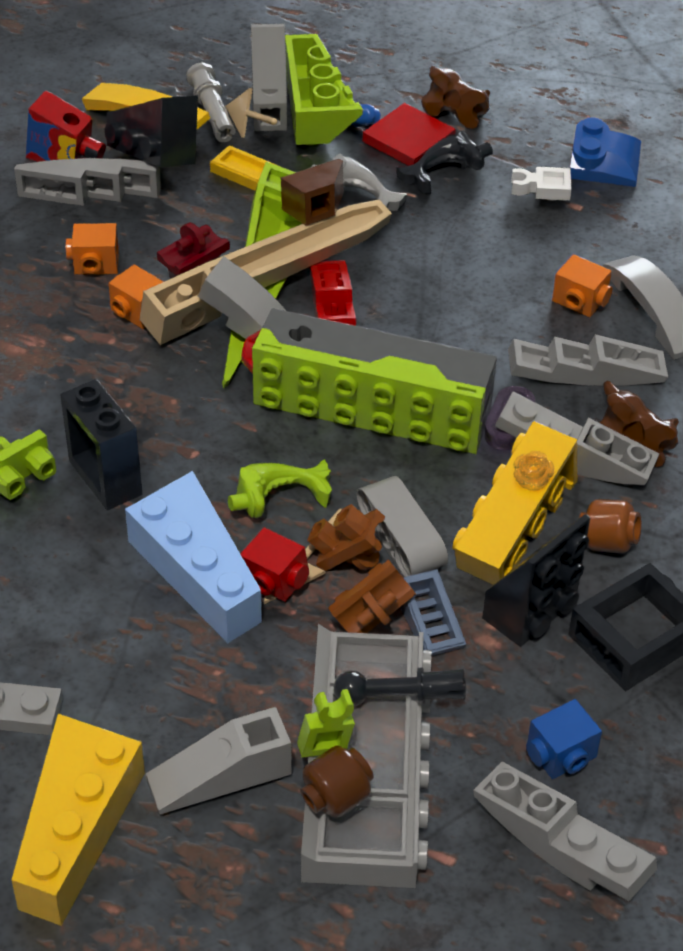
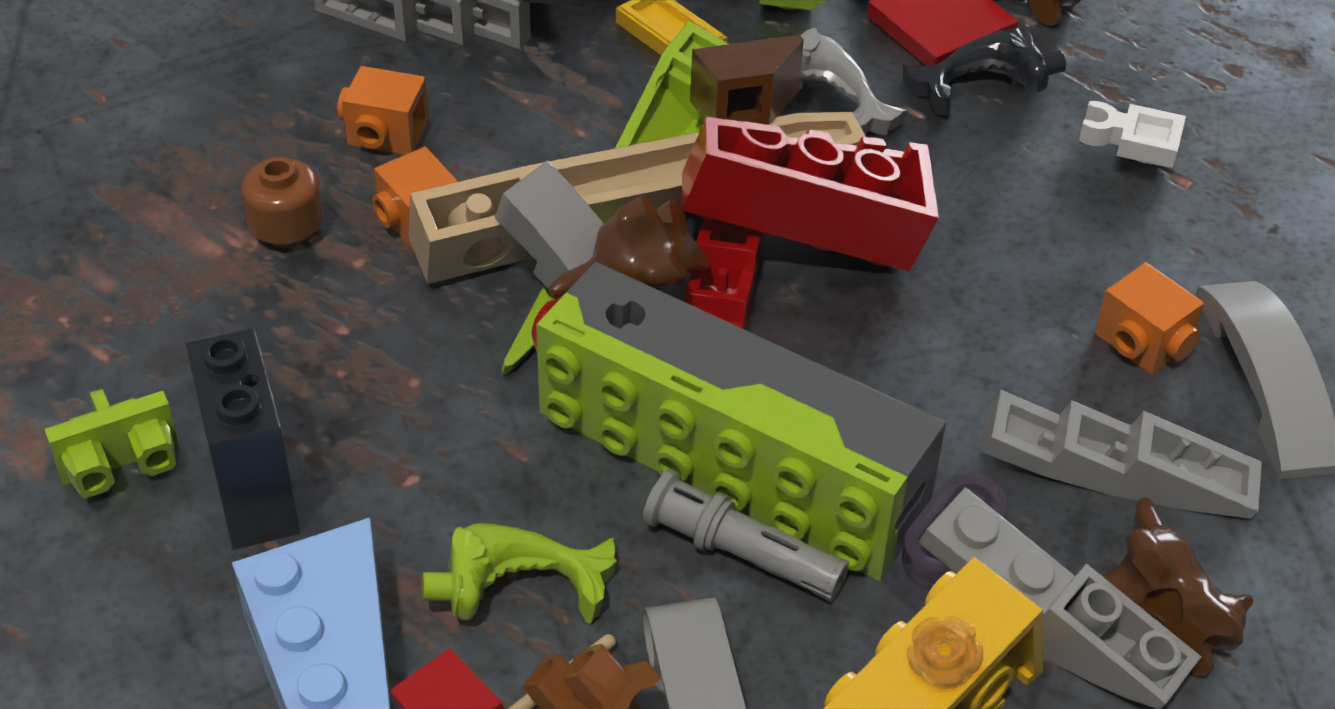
camera: 15 degrees right, 0 degrees up
(57, 312) = (282, 201): none -> dark orange head
(192, 250) = (530, 137): dark red hips -> none
(291, 293) = (642, 245): none -> reddish brown animal
(375, 247) = (814, 190): none -> red wedge
(379, 441) = (718, 525): none -> light grey pin
(604, 154) = (1251, 104): blue slope -> none

